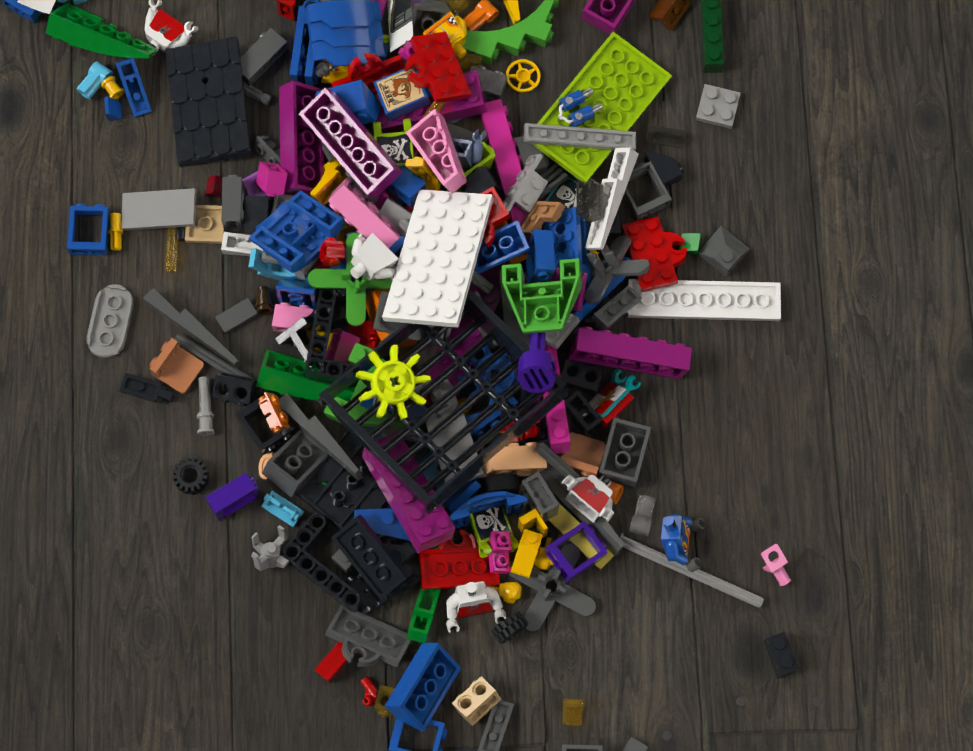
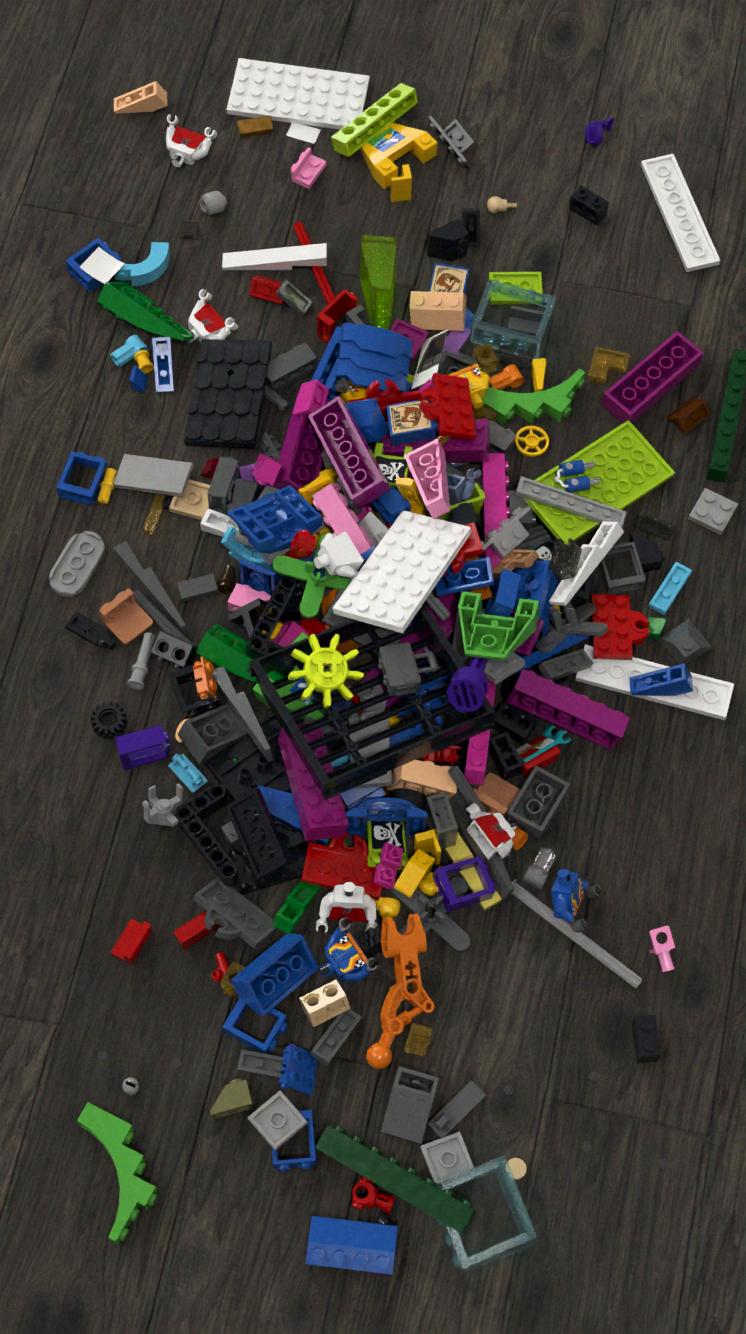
camera: 15 degrees right, 10 degrees down
(277, 688) = (132, 941): none -> red panel
(295, 92) = (310, 397): none -> dark pink panel
(463, 360) = (400, 668): none -> dark grey piece
(484, 651) = (346, 957): none -> torso
(539, 634) = (405, 952): none -> orange piece
(695, 198) = (670, 588): none -> medium azure tile
(712, 301) = (663, 682): none -> blue slope

